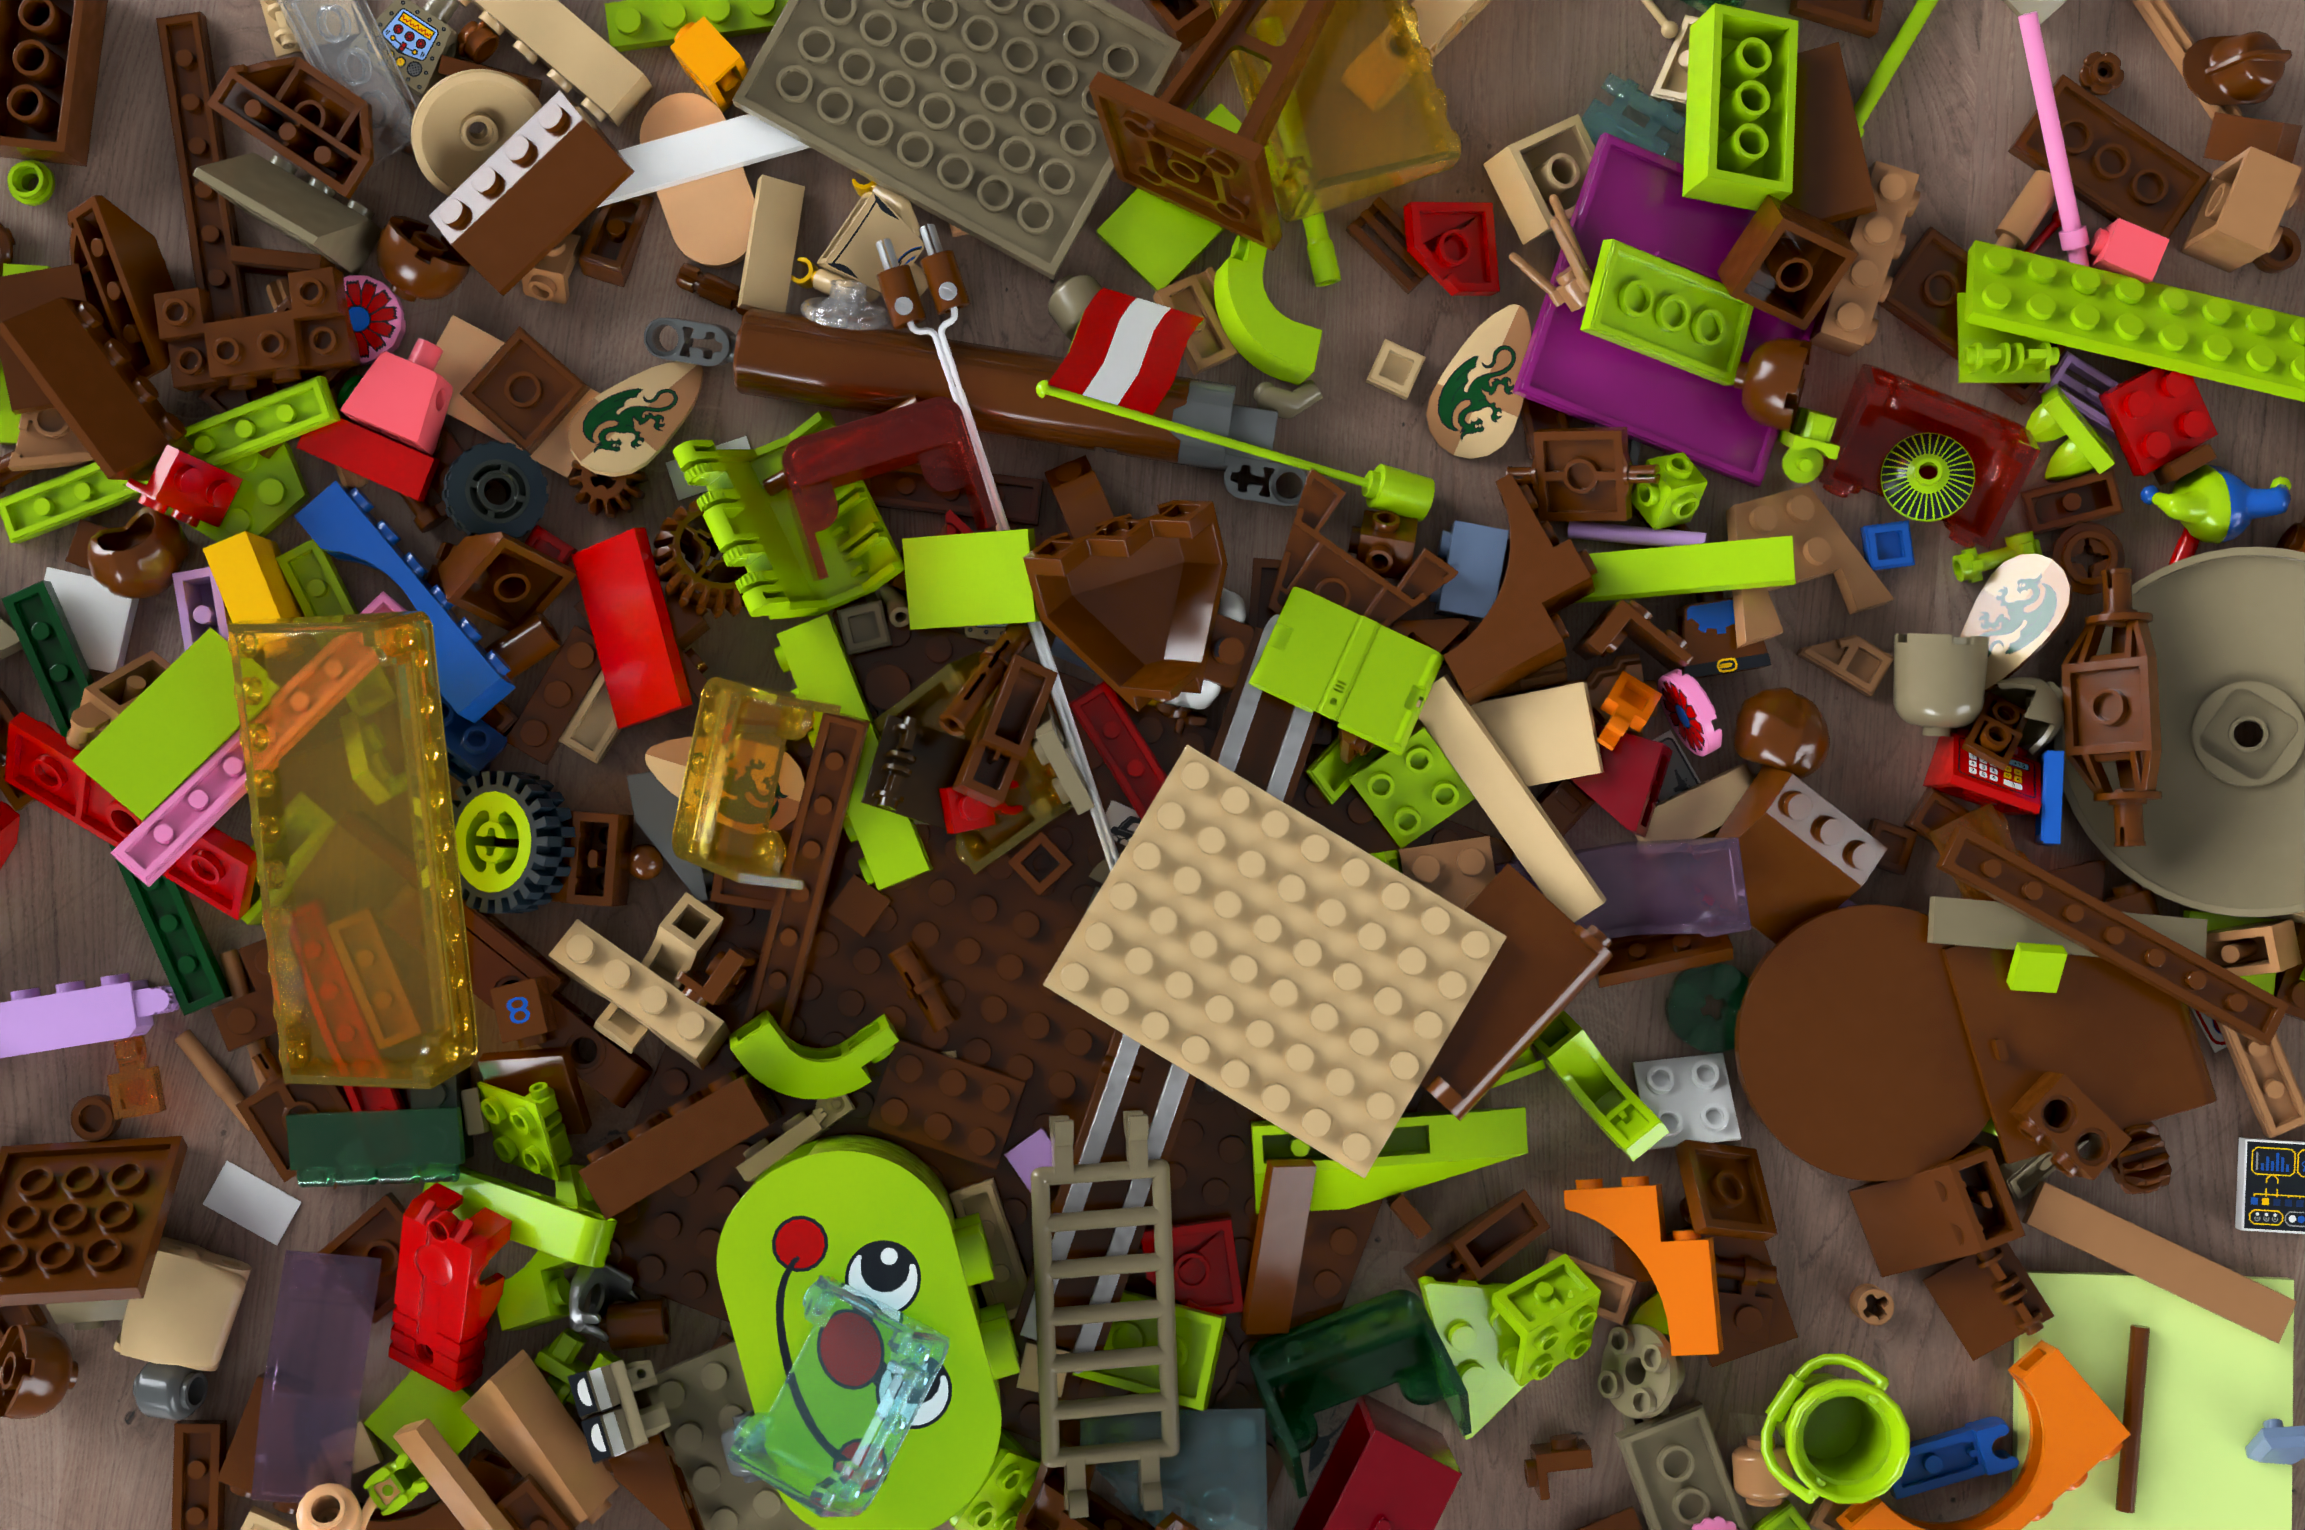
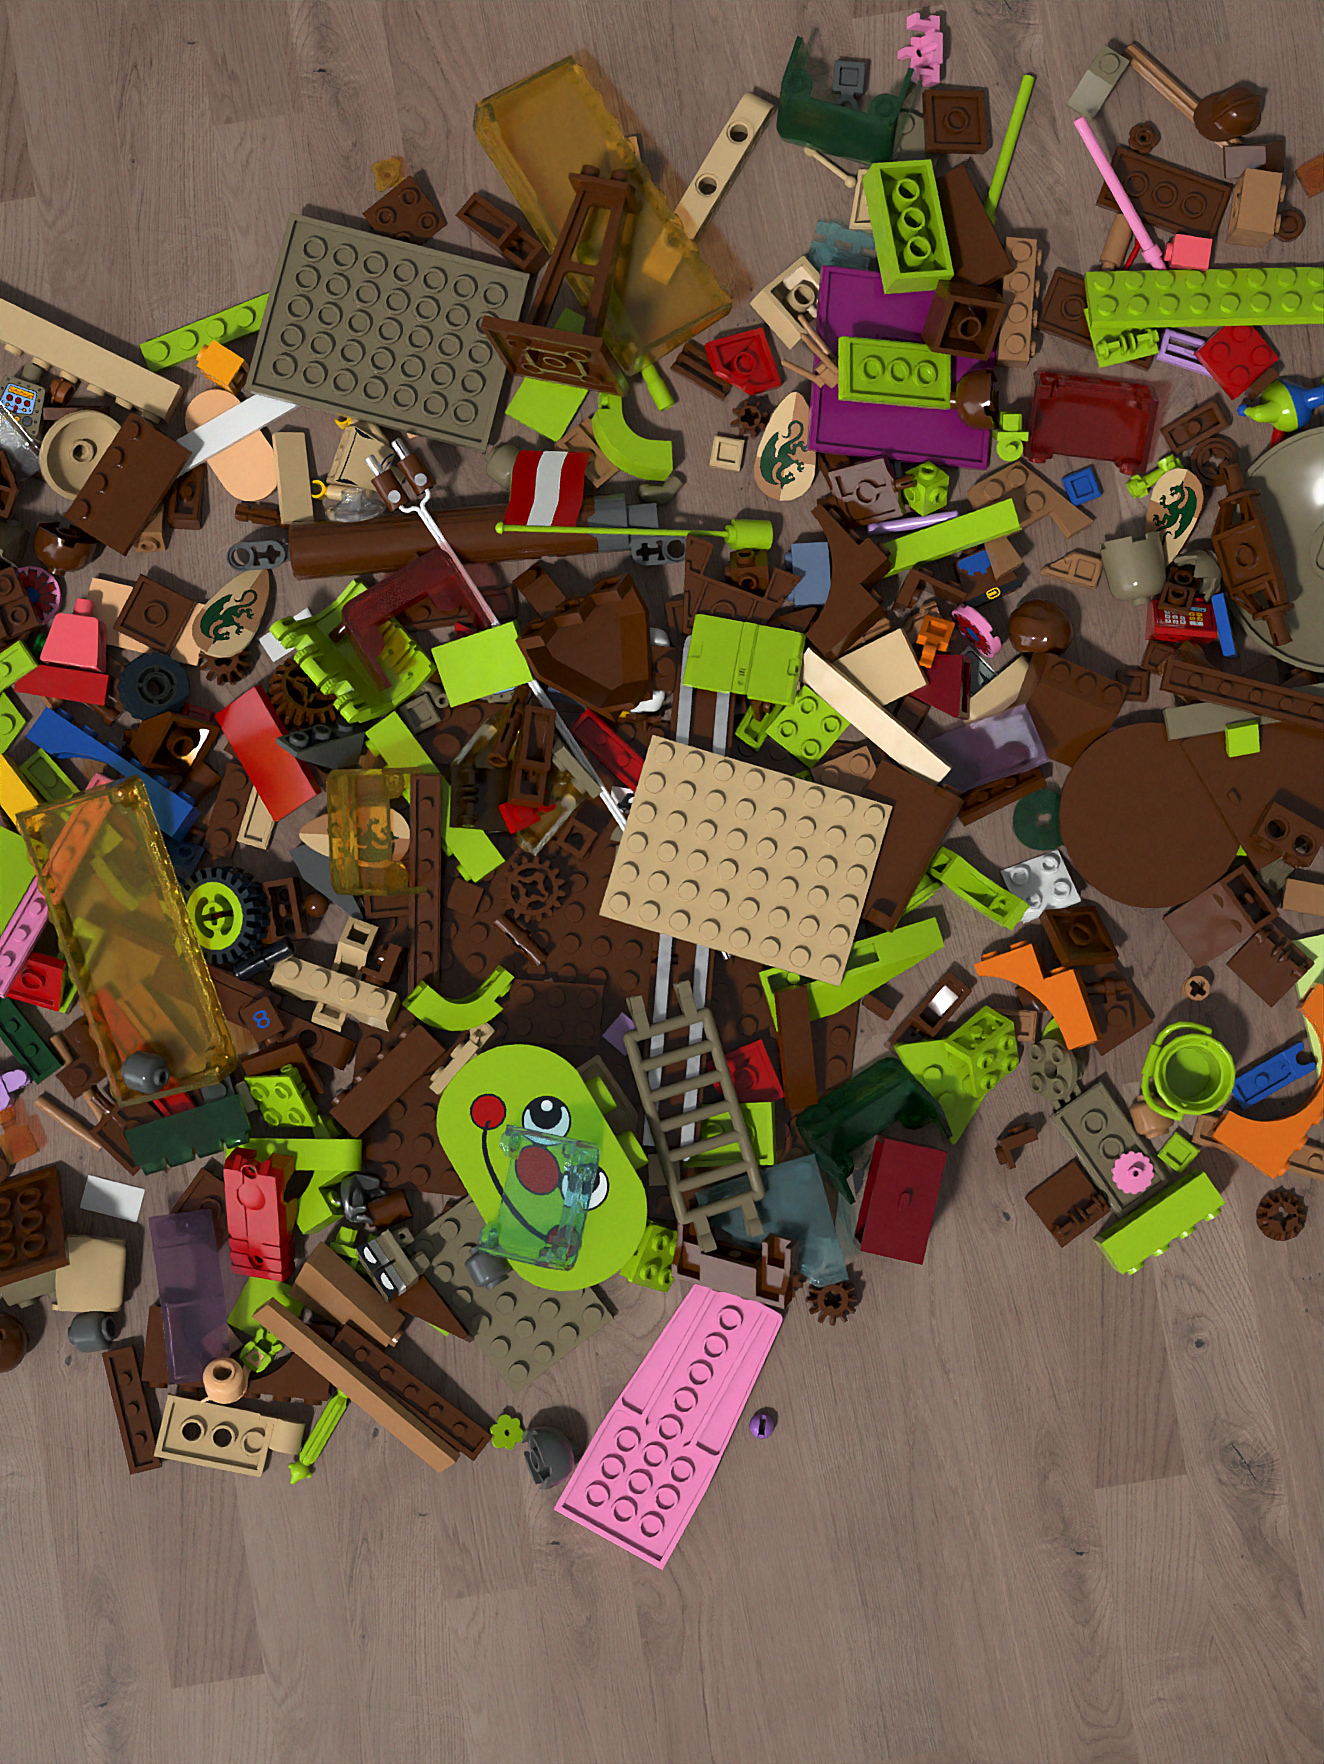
camera: 20 degrees left, 0 degrees up
(334, 1041) = (145, 1072): none -> dark grey head
(548, 922) = (264, 959): none -> black pin
(714, 638) = (325, 745): none -> dark grey slope
(973, 904) = (524, 901): none -> reddish brown gear
(1449, 321) = (754, 413): none -> reddish brown gear
(1924, 498) = (1095, 450): dish -> none
(2082, 449) = (1192, 389): lime tile -> none

